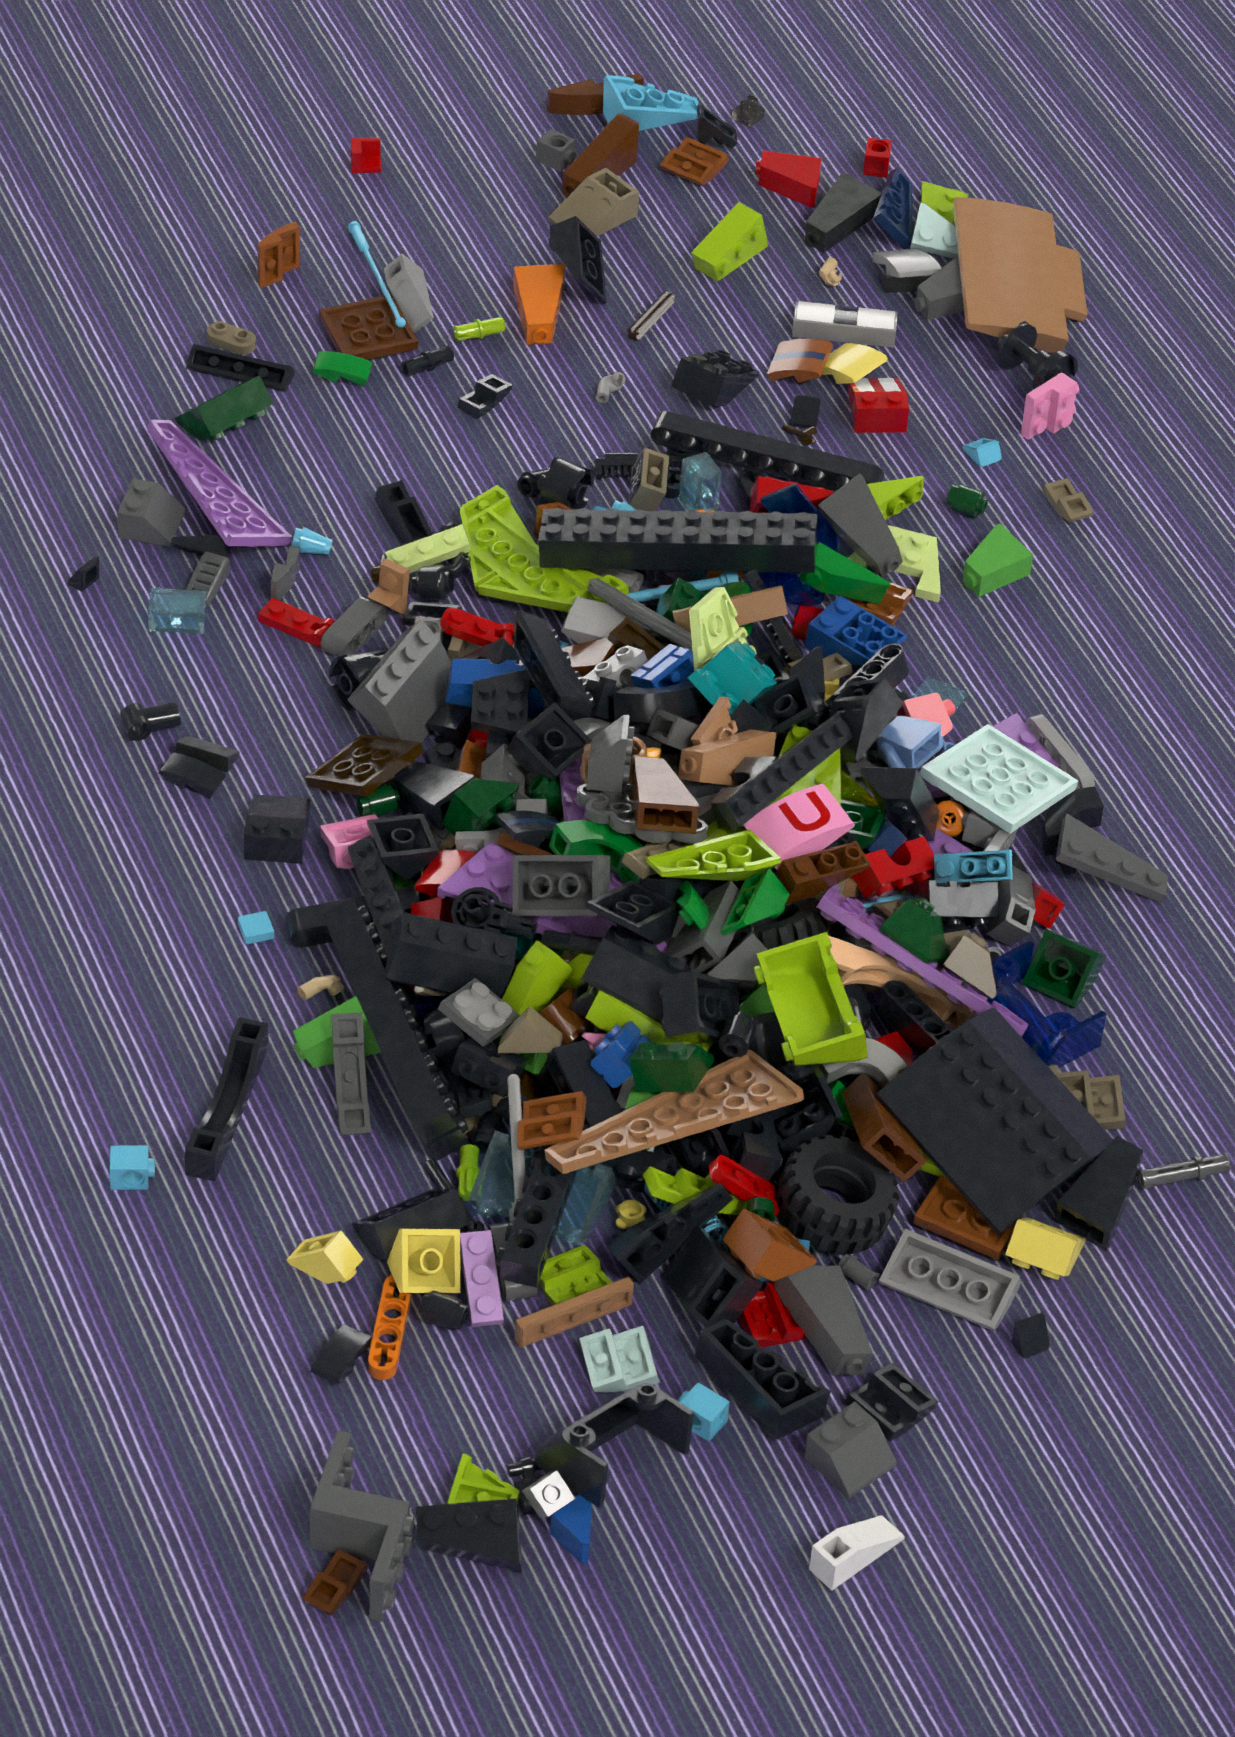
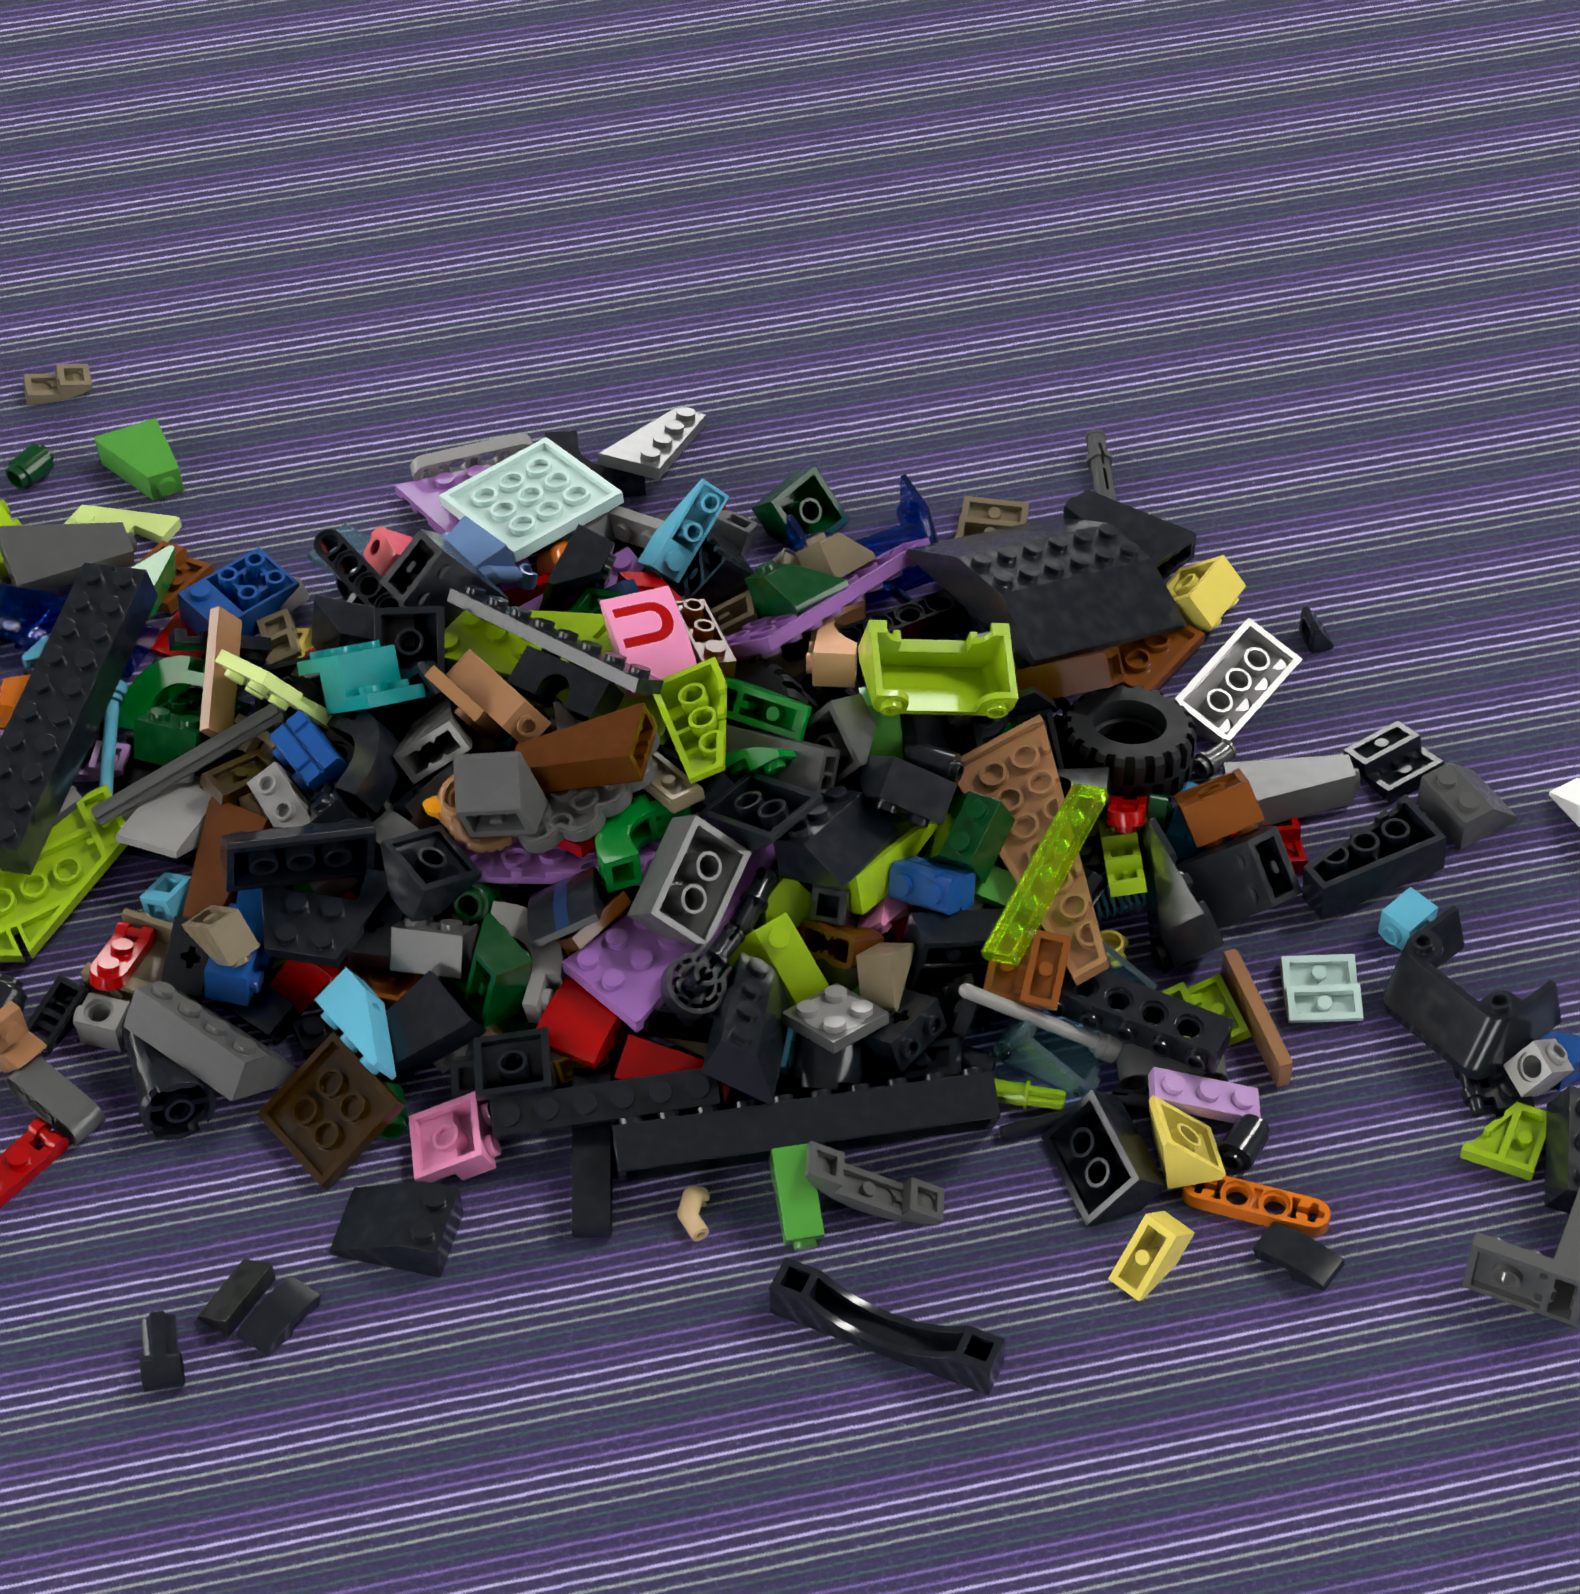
camera: 75 degrees left, 5 degrees up
(130, 1167) = (979, 1451): medium azure brick -> none
(256, 927) = (574, 1273): medium azure tile -> none
(426, 753) = (362, 1018): none -> medium azure slope
(475, 654) = (222, 935): none -> dark tan slope
(632, 1108) = (1045, 874): none -> clear neon green tile

